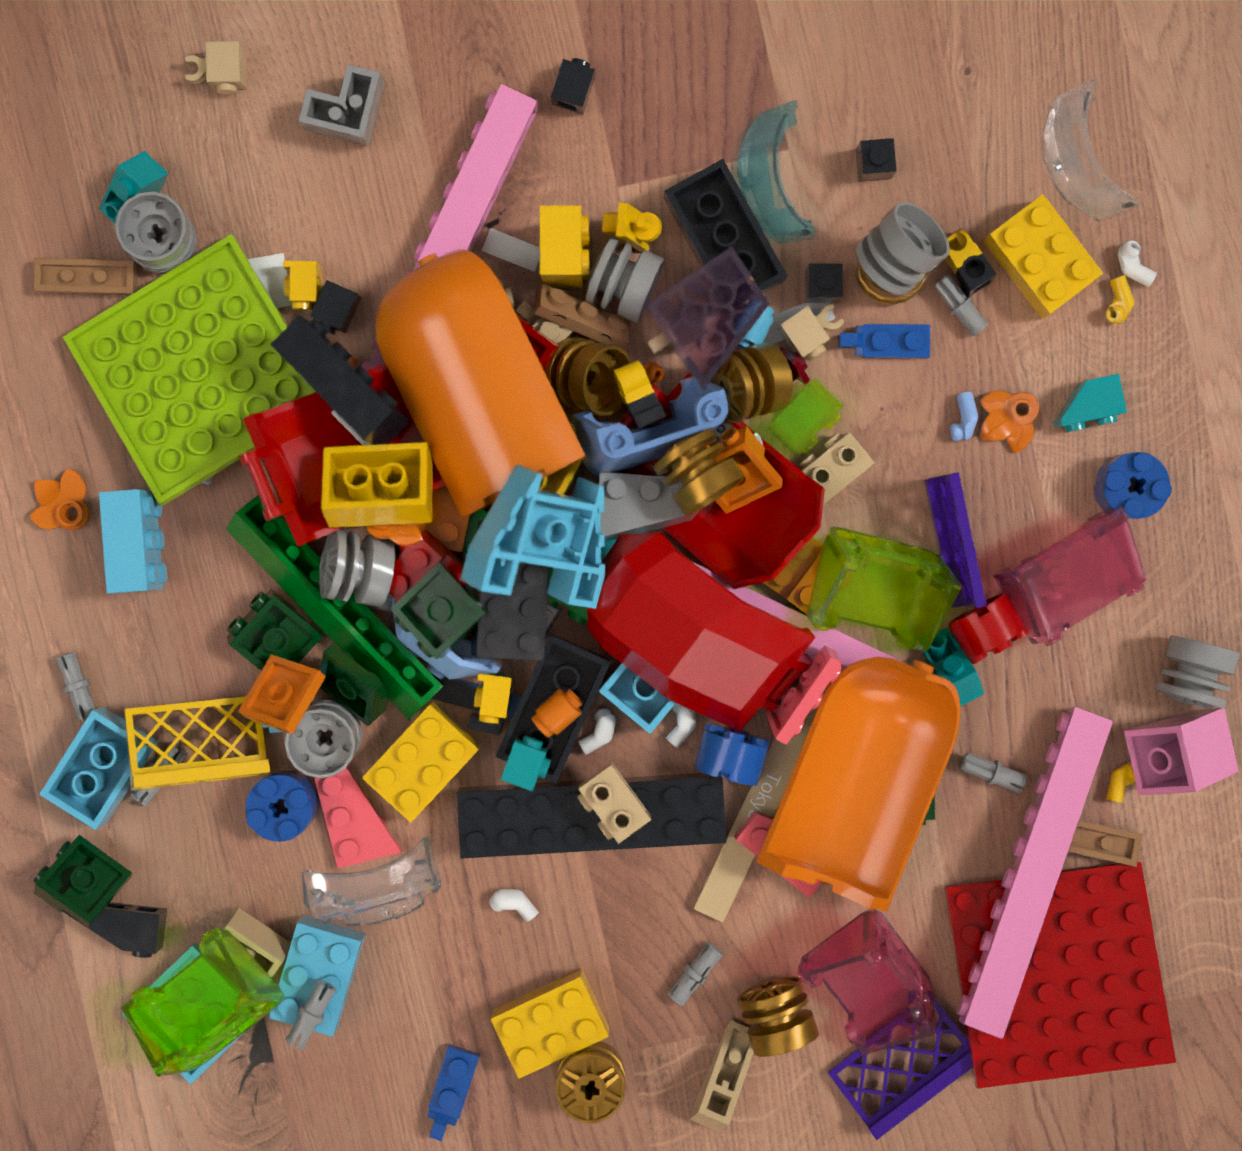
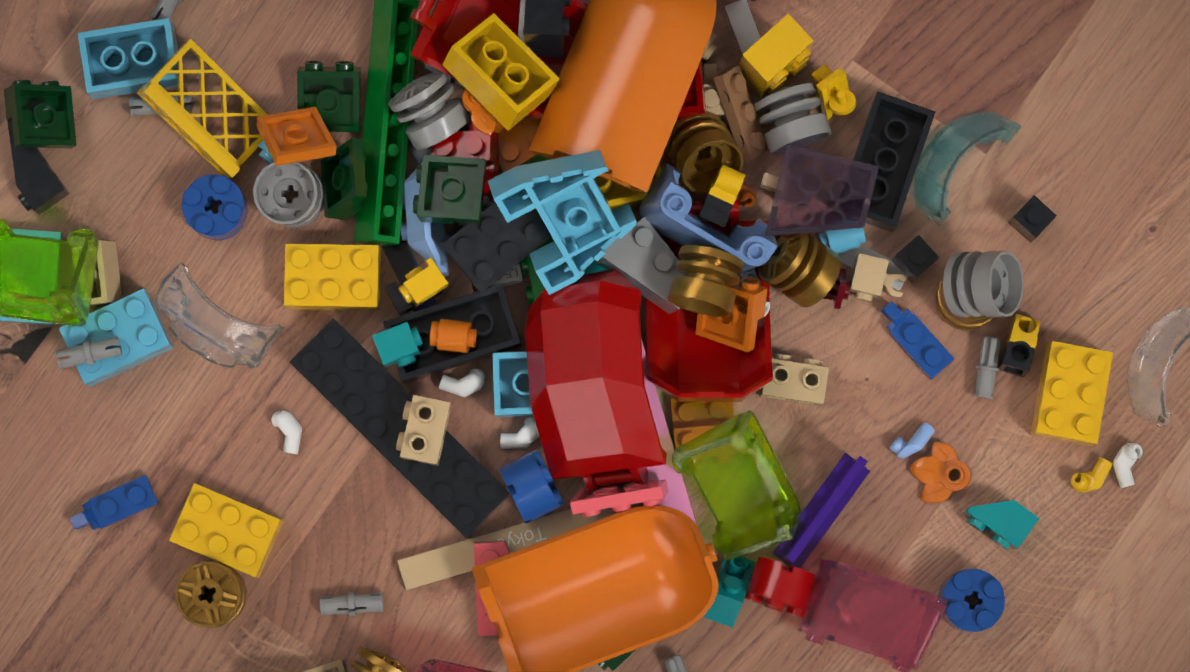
camera: 40 degrees right, 5 degrees down
(352, 822) = (246, 266): coral wing -> none
(806, 417) = (811, 330): clear neon green brick -> none

